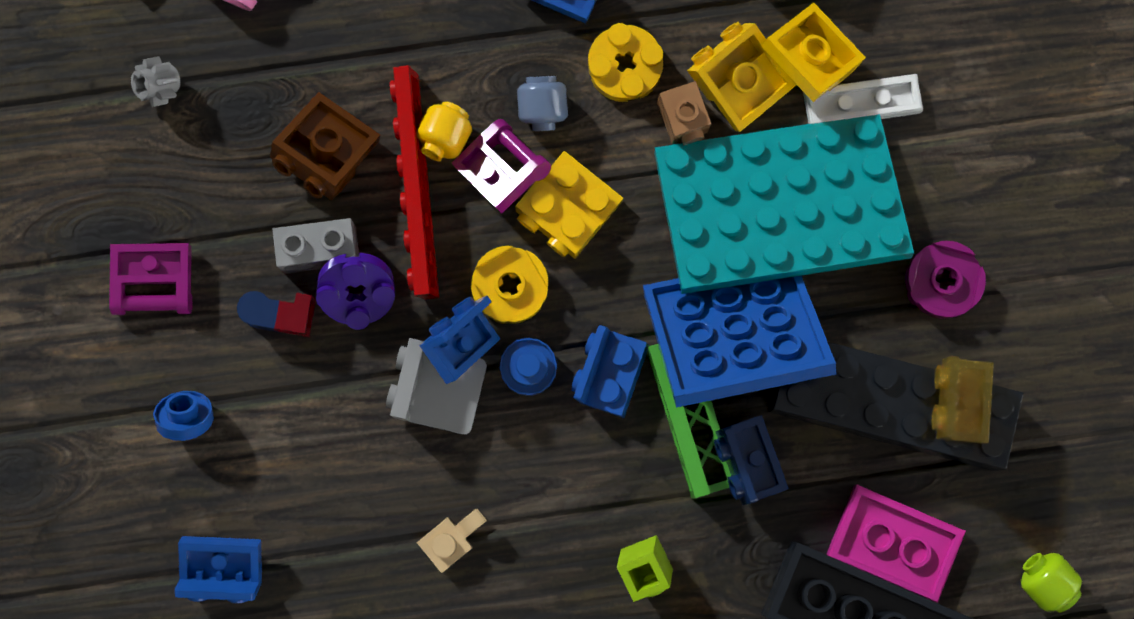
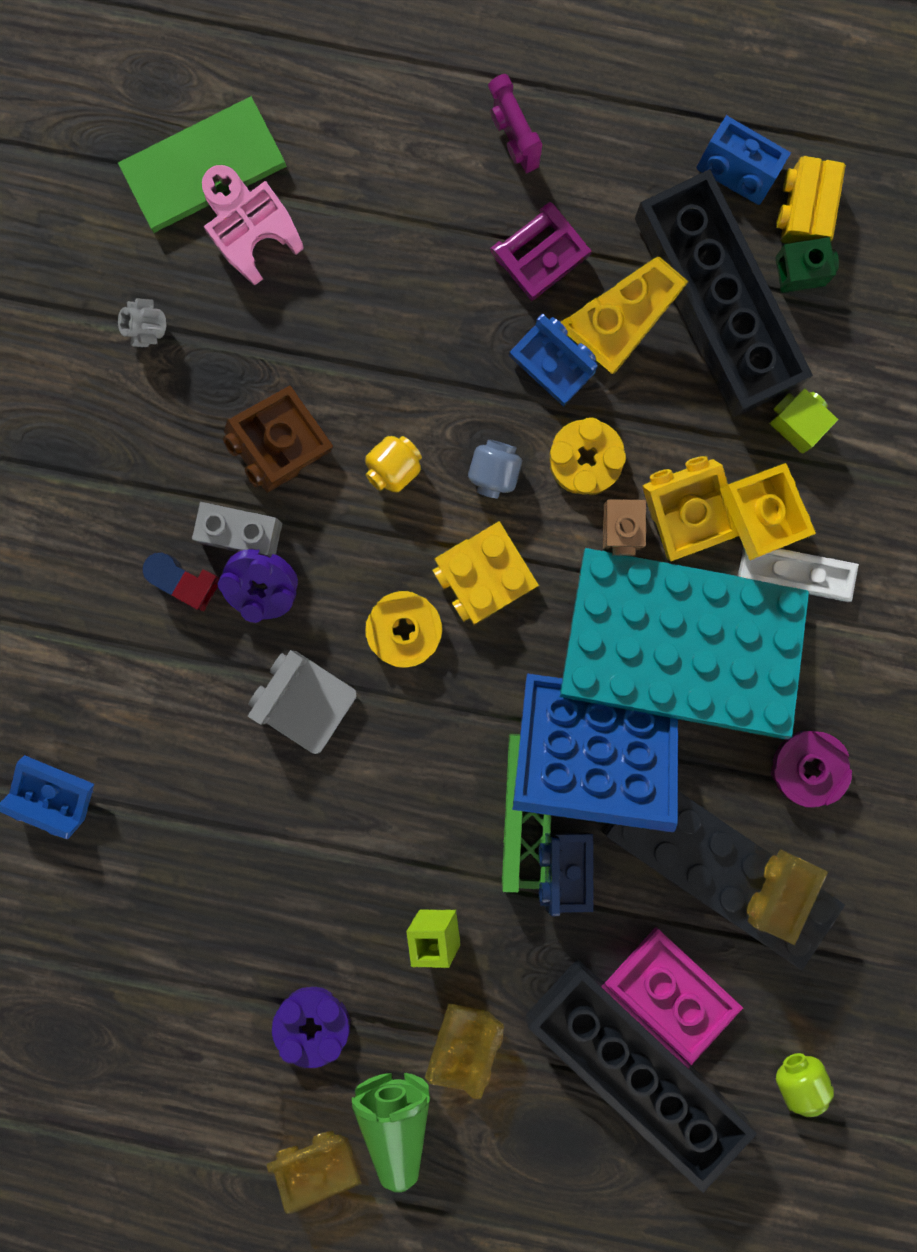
camera: 30 degrees right, 5 degrees up
(150, 265) = (79, 494): magenta plate -> none
(183, 415) = (62, 645): blue plate -> none
(416, 199) = (352, 491): red plate -> none
(448, 541) = (265, 846): tan plate -> none
(461, 339) = (338, 667): blue bracket -> none
(492, 174) = (422, 519): magenta plate -> none
(528, 366) = (393, 712): blue plate -> none
(609, 371) = (467, 743): blue bracket -> none

